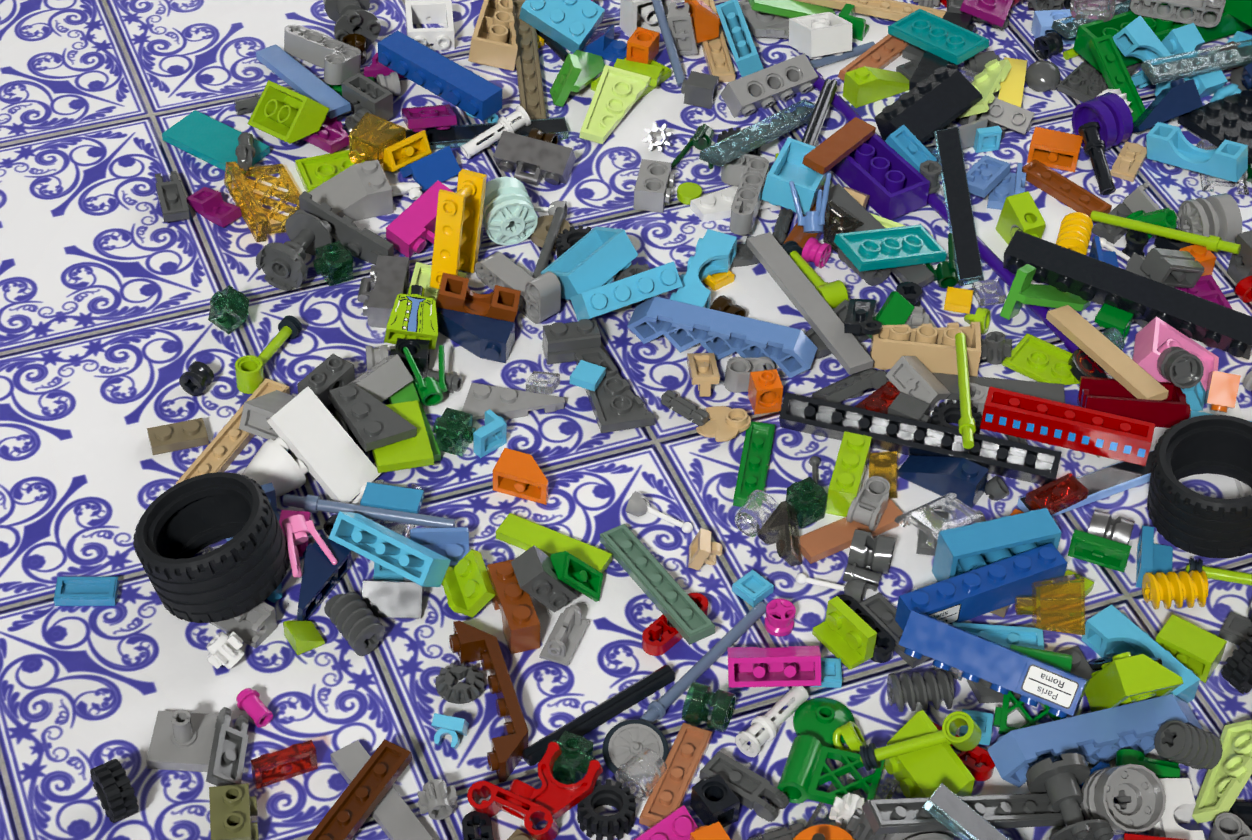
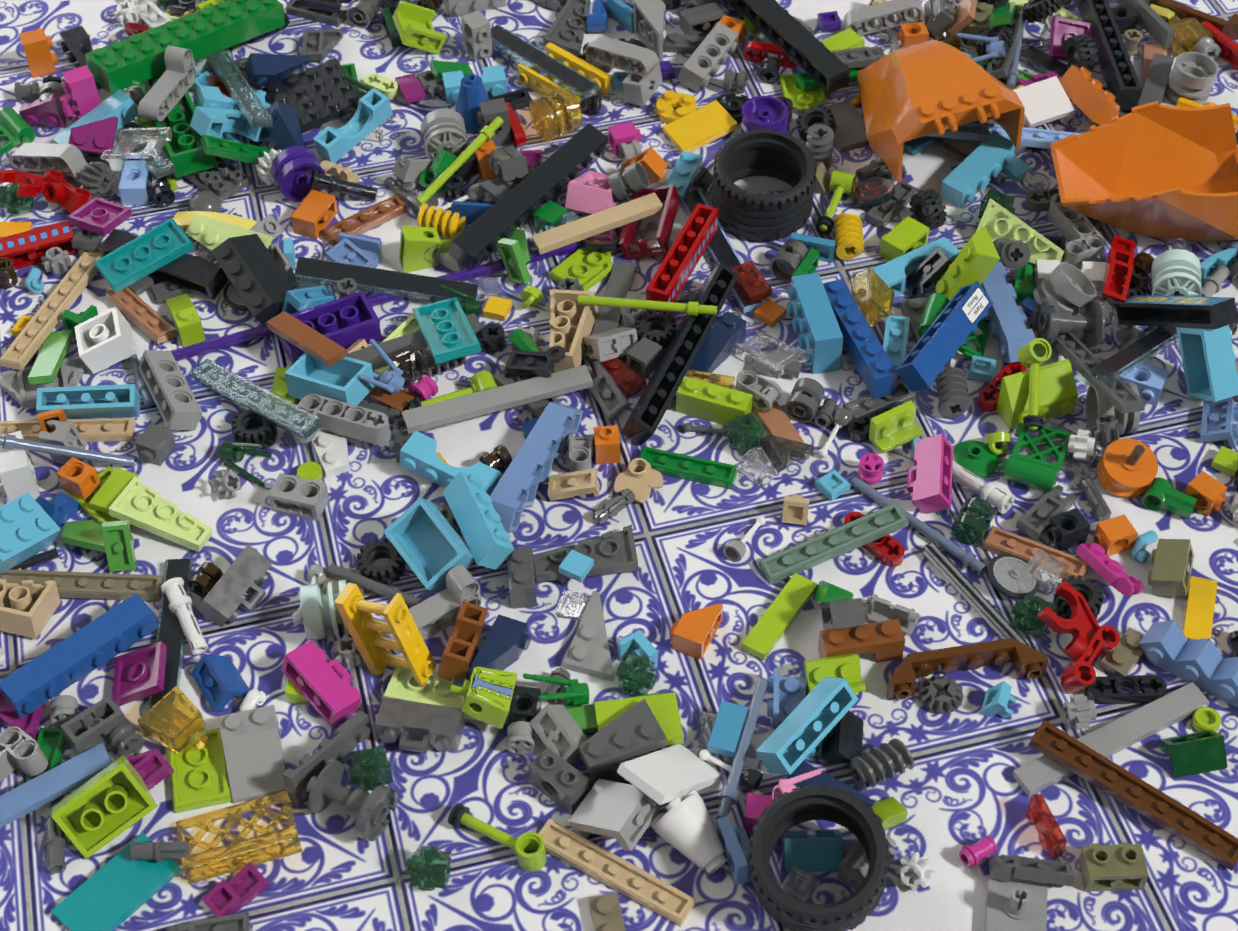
camera: 80 degrees left, 5 degrees up
(196, 379) = (530, 902): black wheel -> none
(406, 152) = (195, 694): yellow slope -> none
(820, 112) = (232, 358): black axle -> none

